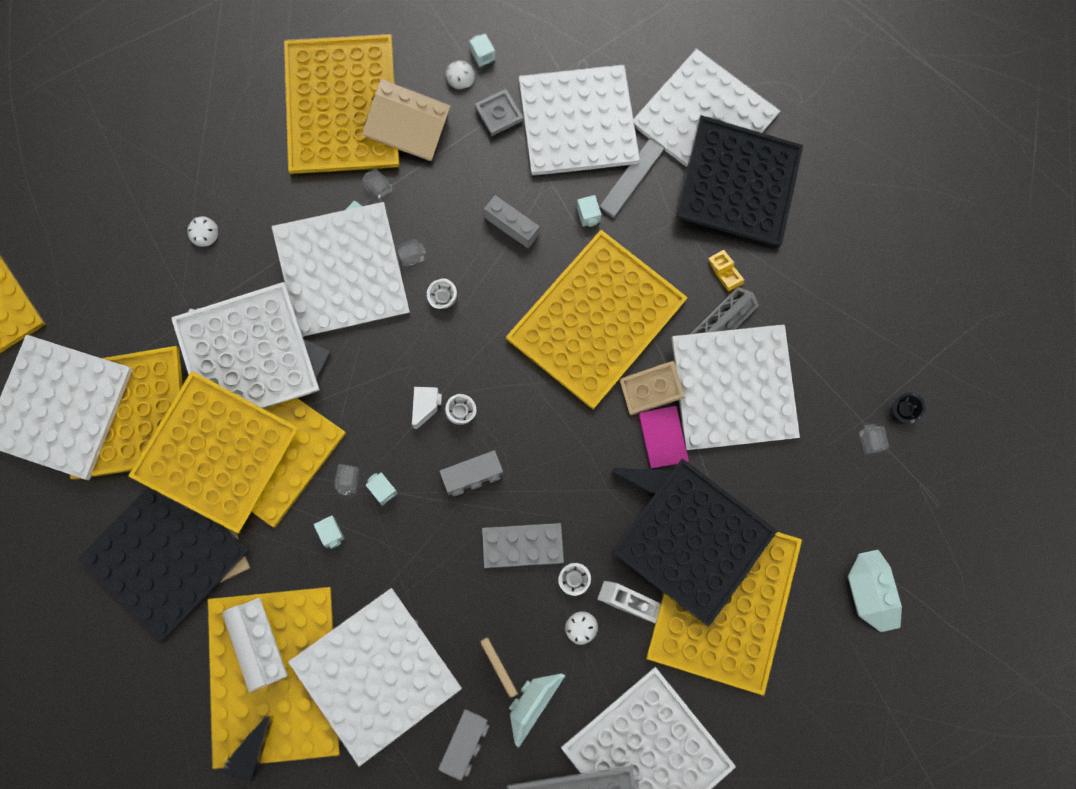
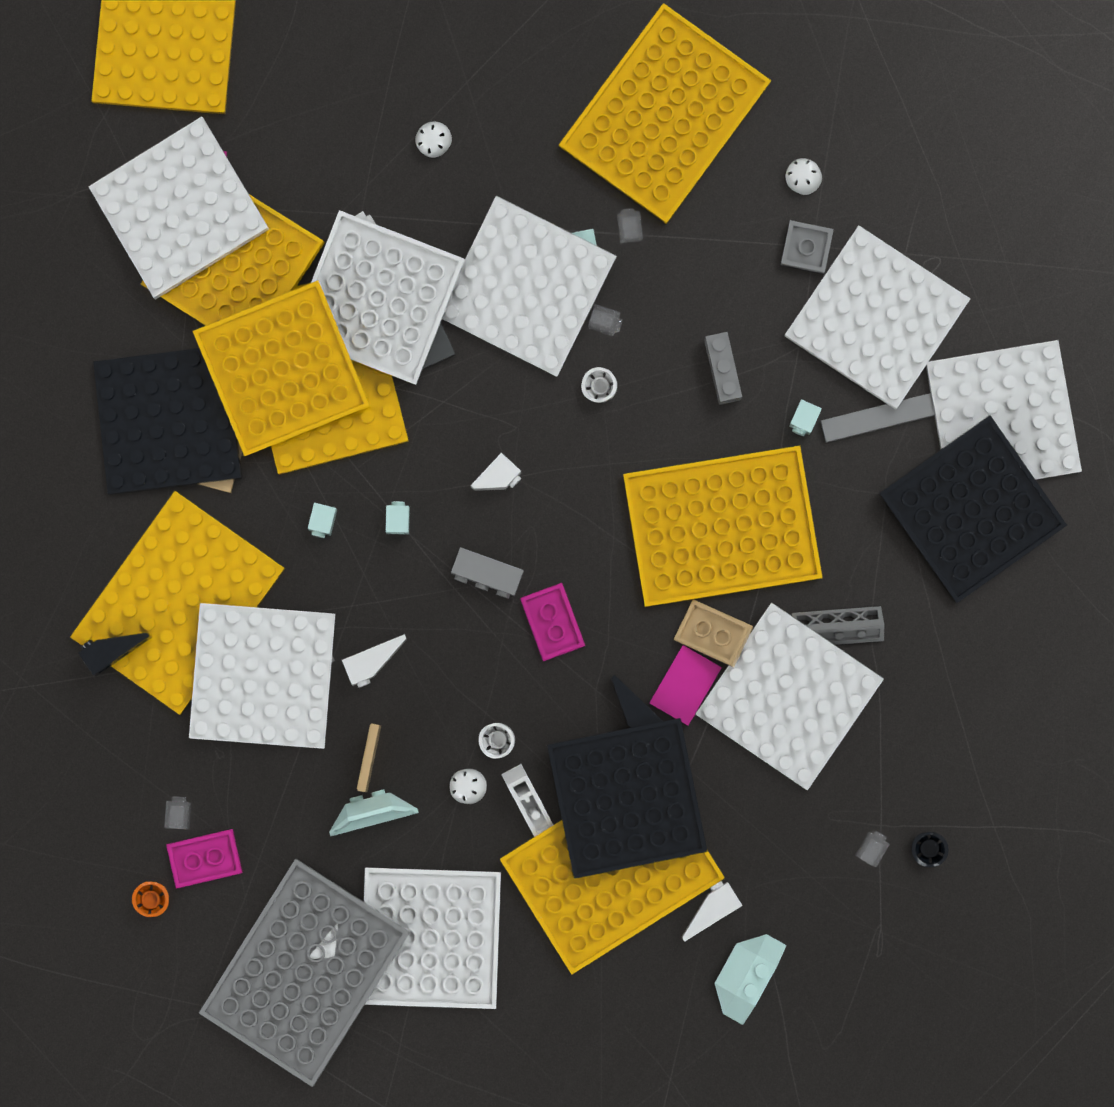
camera: 45 degrees right, 10 degrees up
(254, 644) = (183, 564): white brick -> none
(347, 479) = (374, 485): clear brick -> none
(405, 120) = (708, 186): tan slope -> none
(443, 601) = (368, 663): none -> white slope
(460, 410) = (525, 507): white helmet -> none
(464, 745) = (287, 795): light grey brick -> none
(482, 49) = (846, 168): light aqua brick -> none
(522, 545) = (478, 673): light grey plate -> none
(542, 470) = (552, 622): none -> dark pink tile
(725, 270) = (883, 582): yellow slope -> none
(813, 564) = (715, 906): none -> white slope

